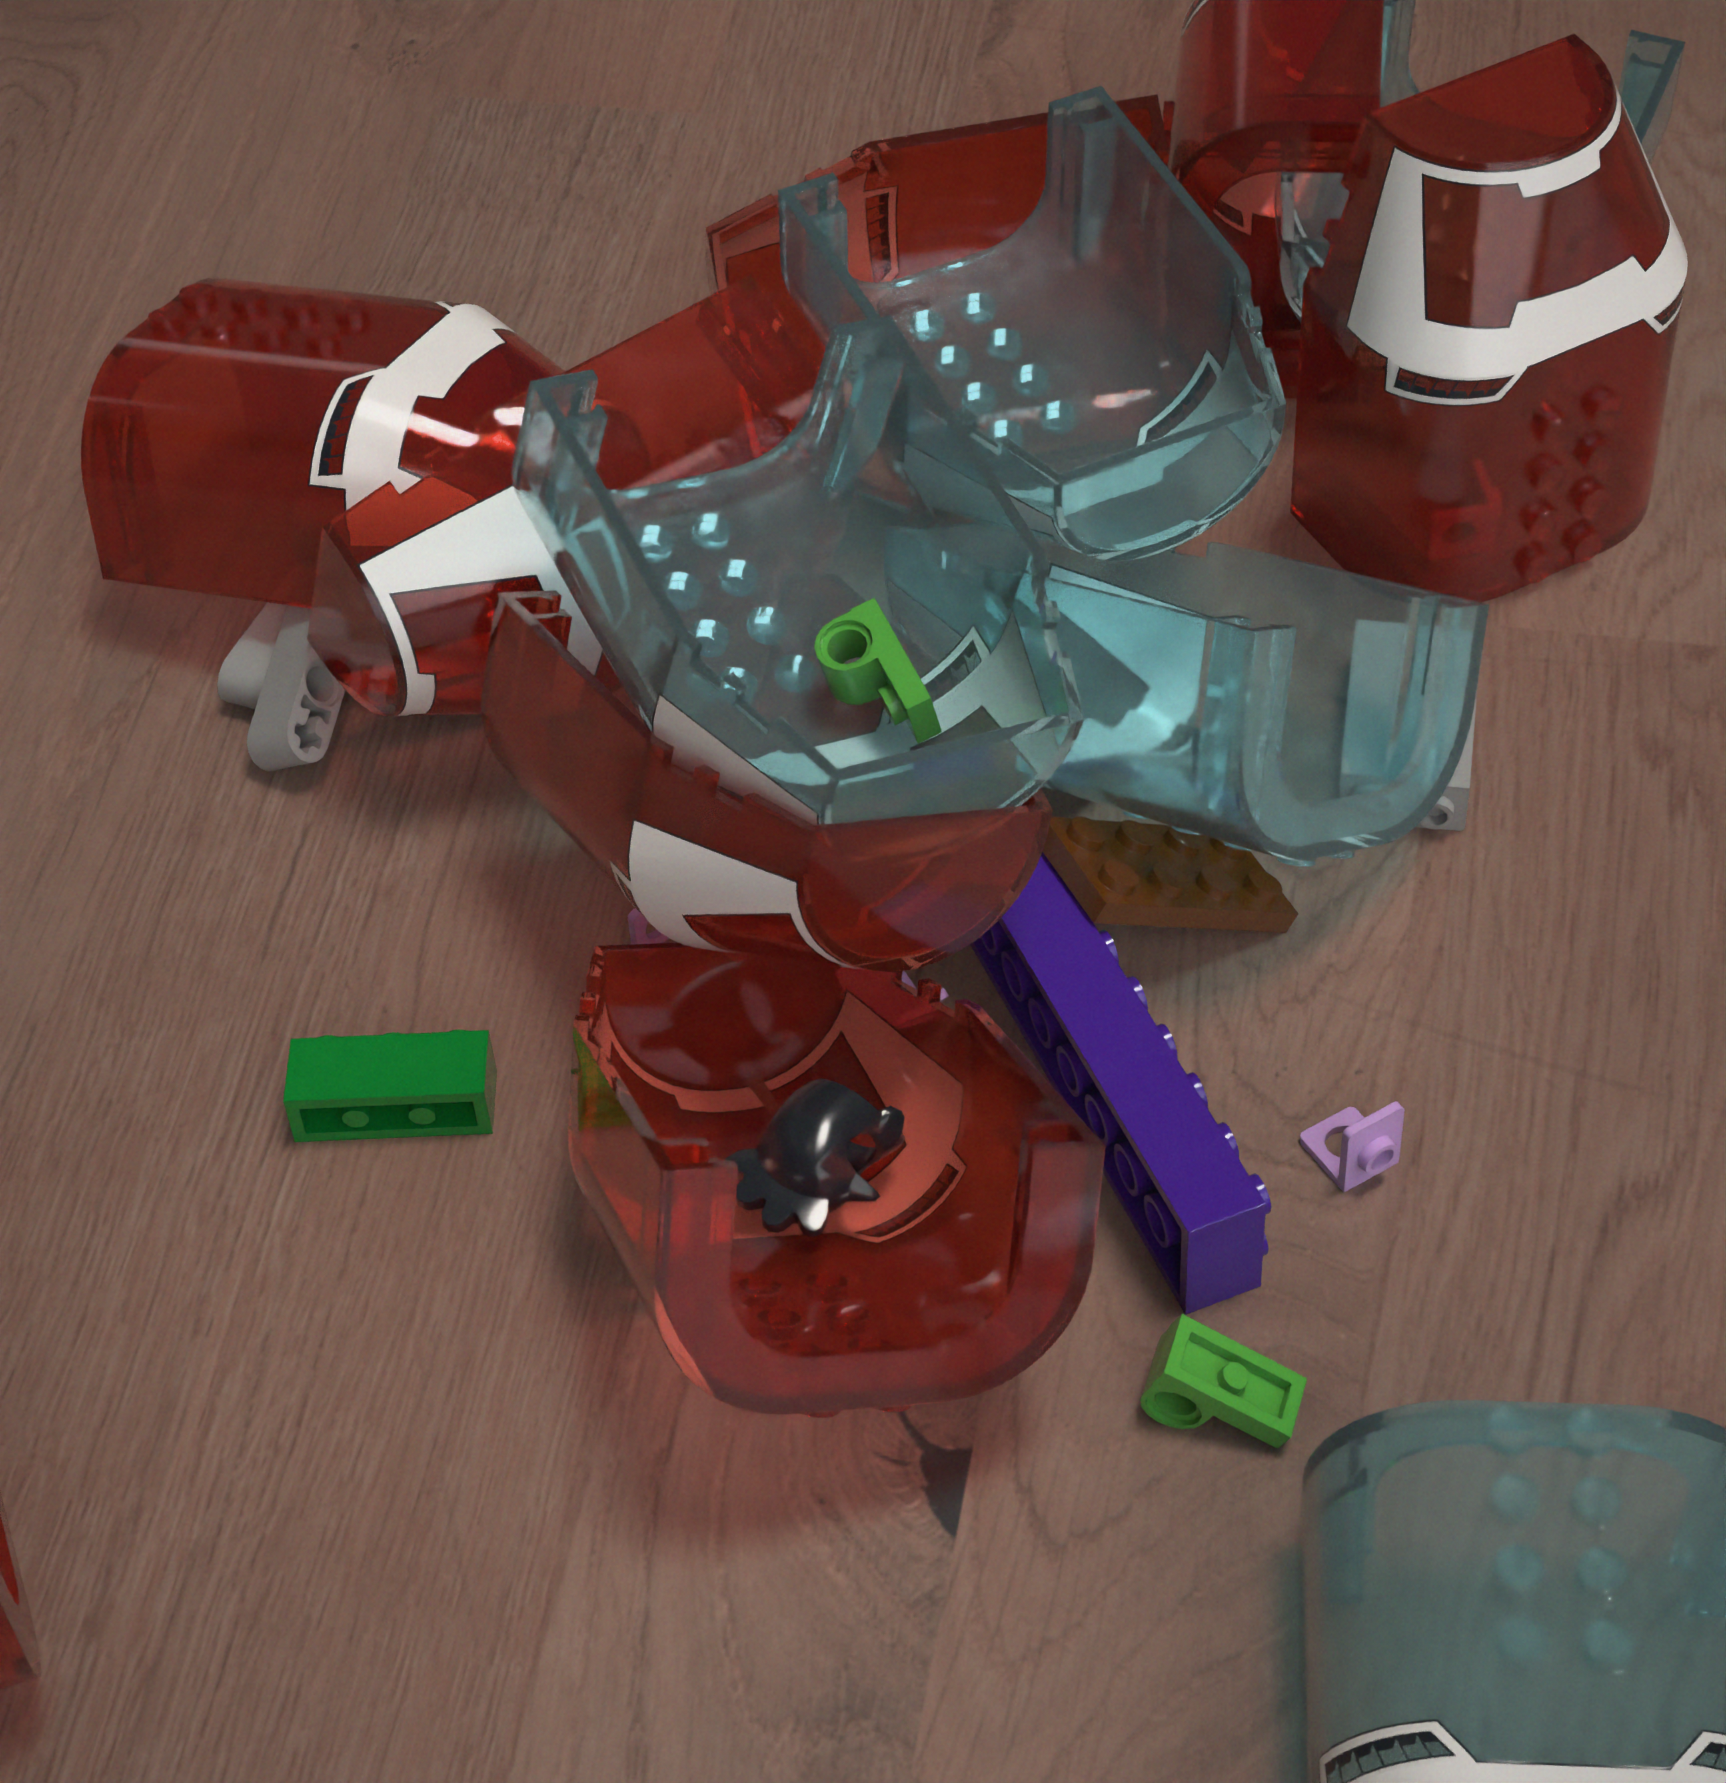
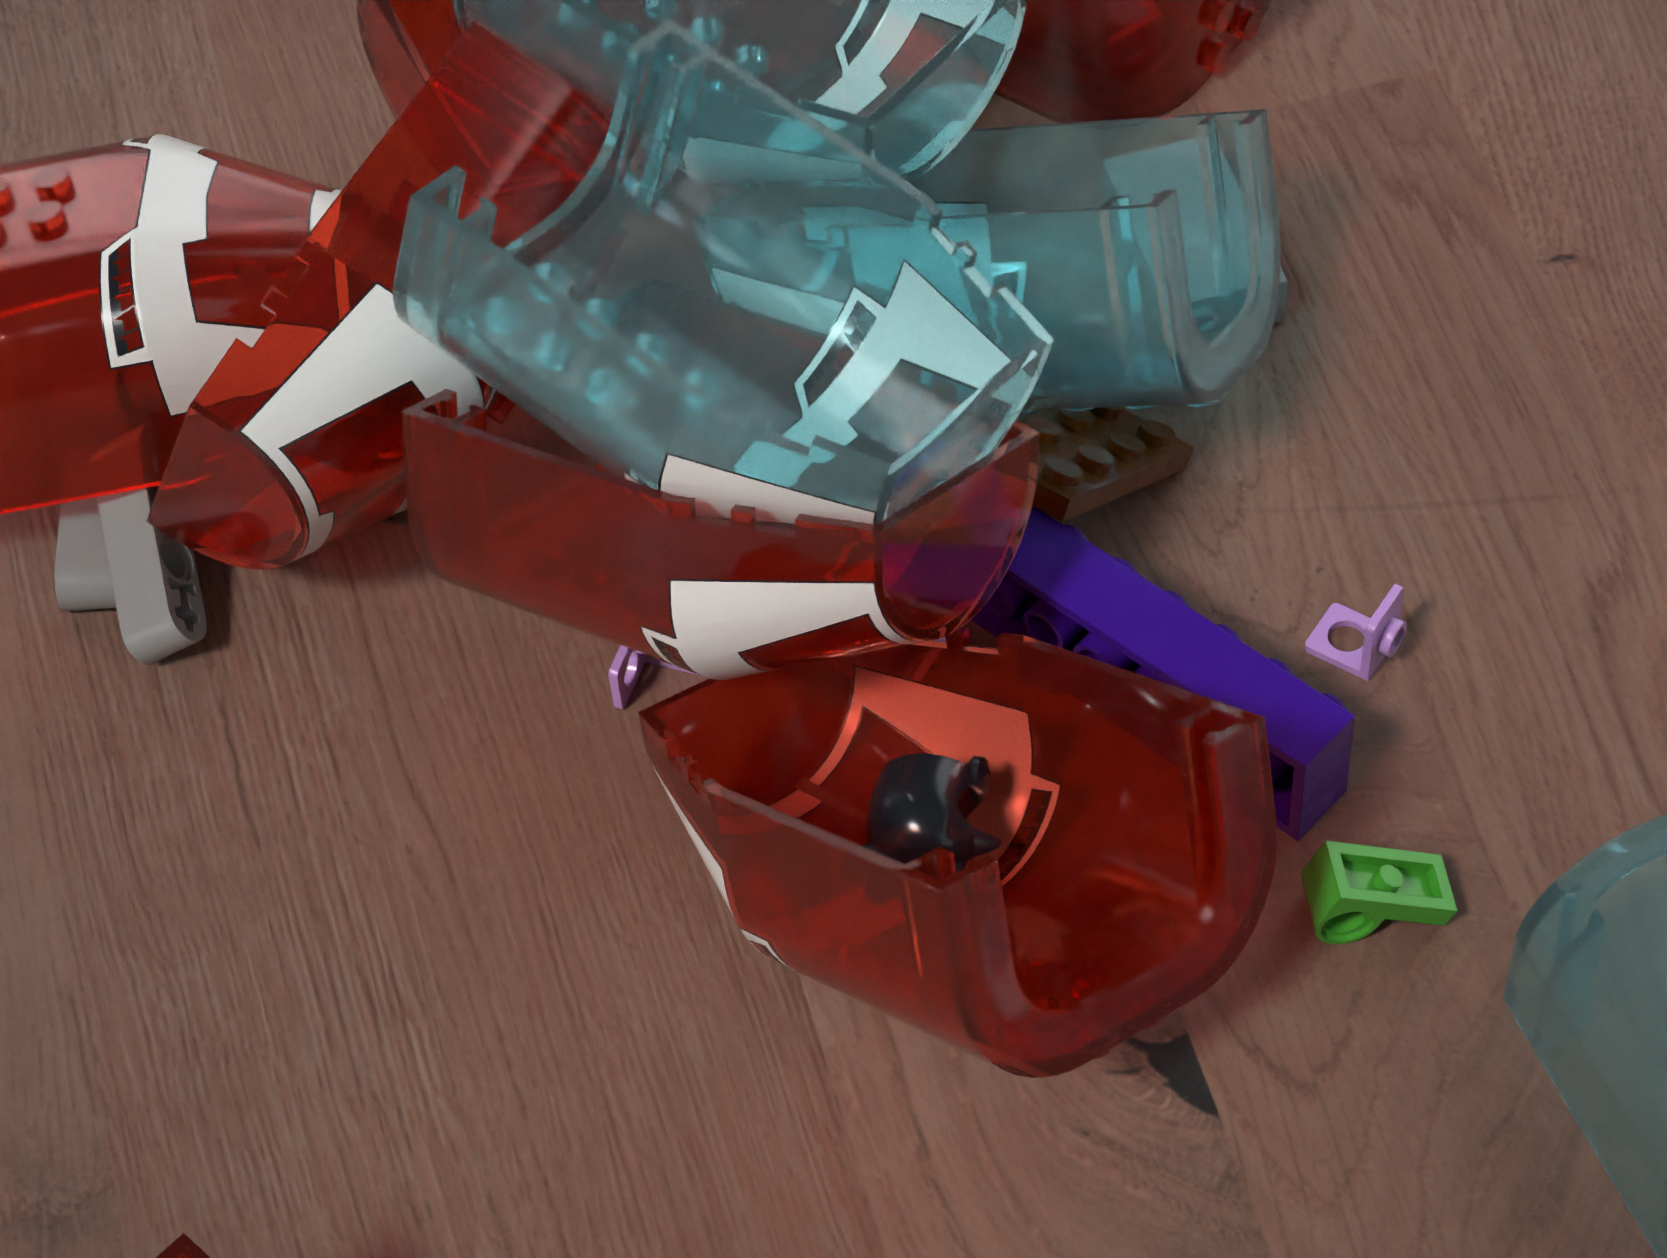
camera: 25 degrees left, 5 degrees up
(390, 1086) = (473, 917): green brick -> none
(879, 672) = (806, 351): bright green plate -> none

